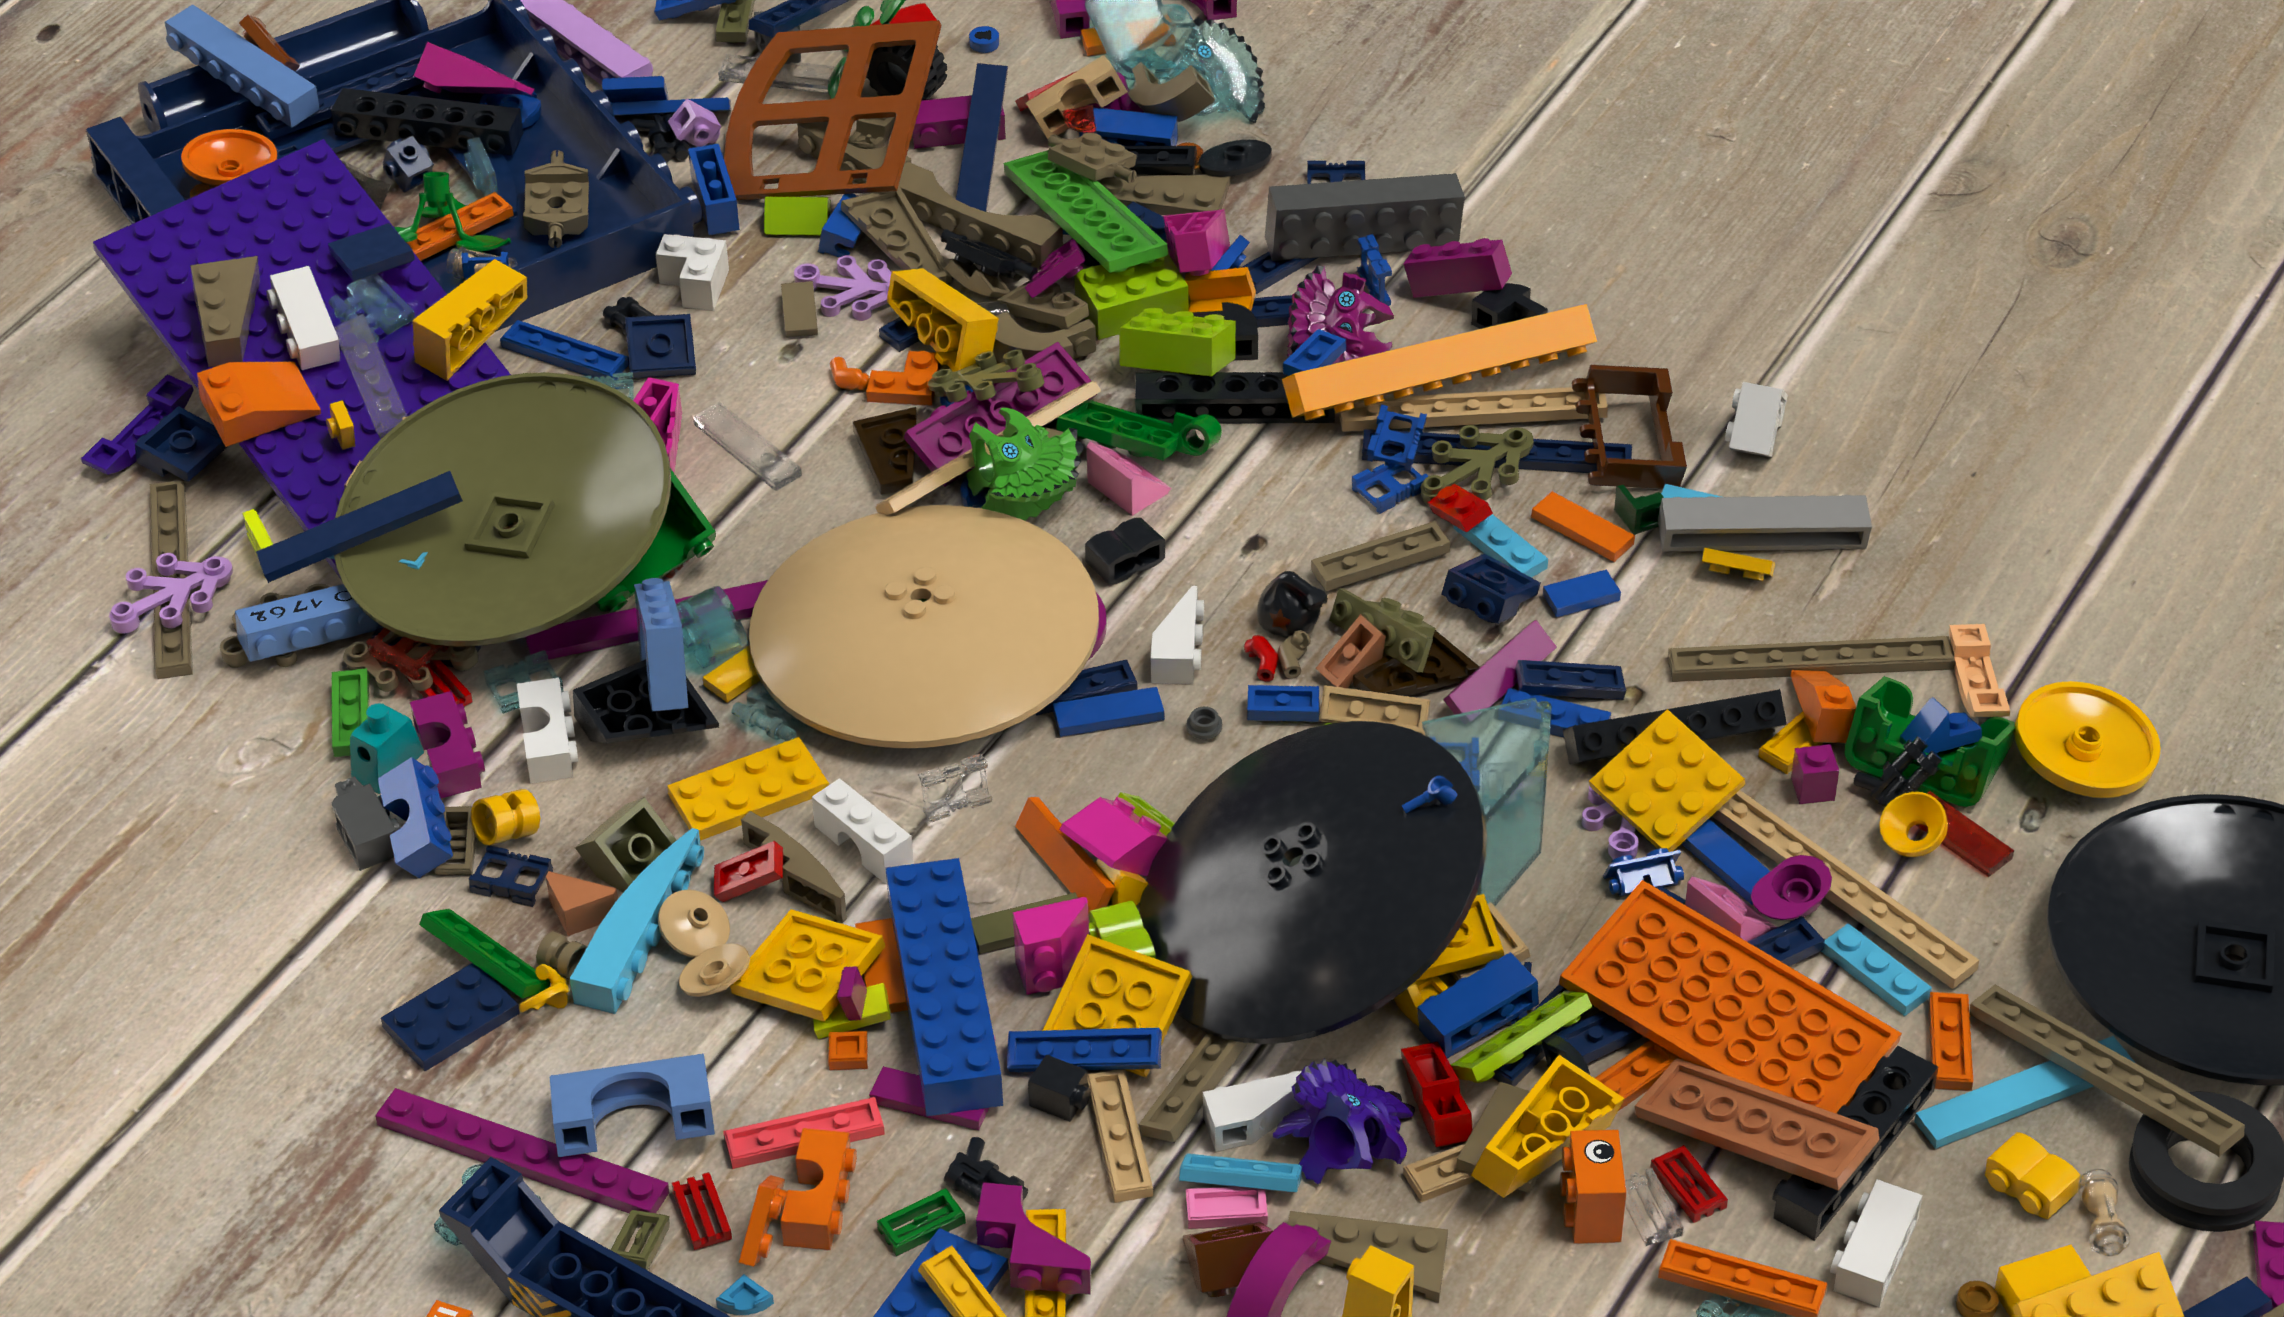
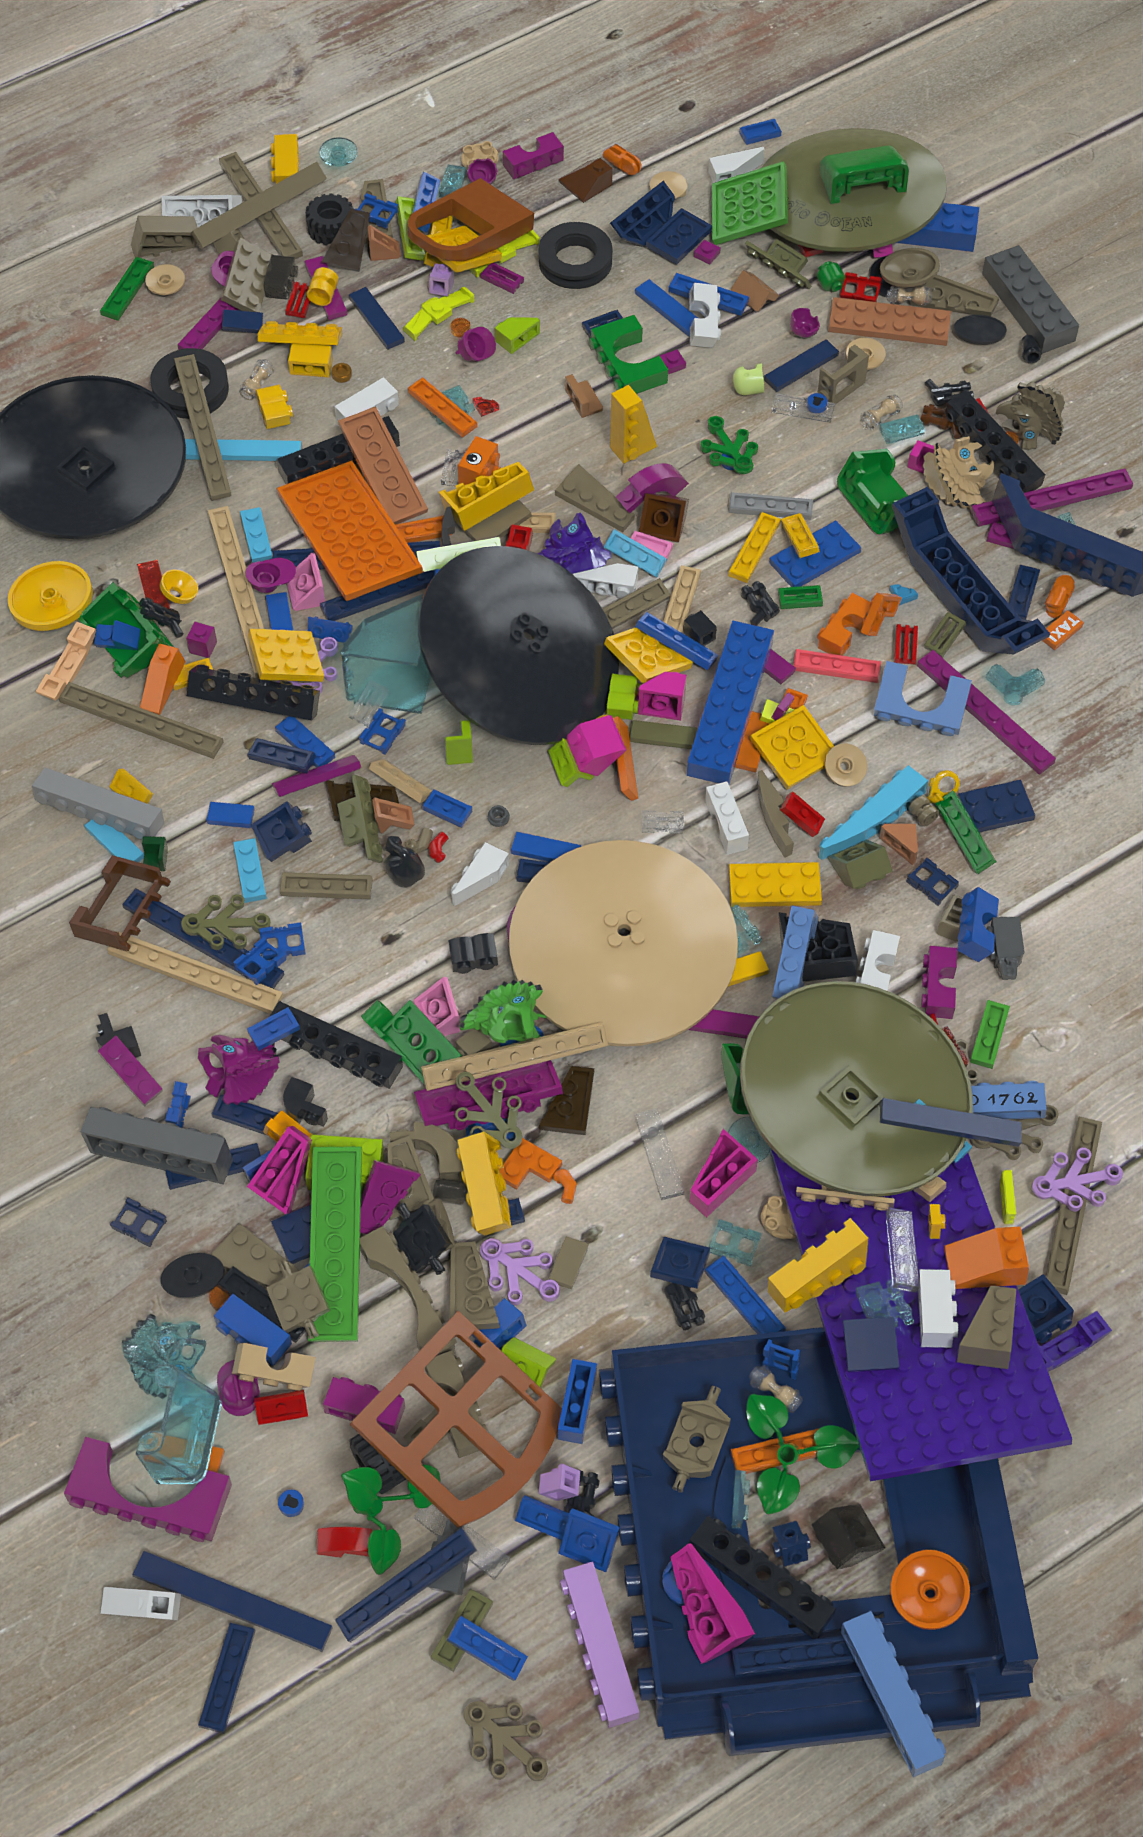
camera: 155 degrees left, 15 degrees up
(256, 34) = (864, 1701): dark orange plate -> none
(382, 744) = (981, 986): teal torso -> none
(505, 817) = (925, 904): yellow wheel -> none
(684, 931) = (844, 800): tan dish -> none
(695, 266) = (619, 1325): white brick -> none
(711, 626) = (752, 989): clear light blue brick -> none
(982, 135) = (363, 1358): dark blue tile -> none
(1036, 1257) = (760, 540): magenta arch -> none
(1081, 119) = (284, 1337): clear red tile -> none
(1177, 342) = (348, 1087): lime brick -> none
(1179, 97) = (213, 1328): dark tan arch -> none
(1438, 361) = (197, 994): light orange brick -> none
(1438, 788) = (447, 596): blue hand -> none
(1460, 507) = (259, 892): red plate -> none
(1583, 526) = (194, 861): orange tile -> none
(1683, 1187) = (427, 484): red tile -> none
(1757, 418) = (37, 874): white brick -> none
(1951, 1040) = (252, 487): orange tile -> none

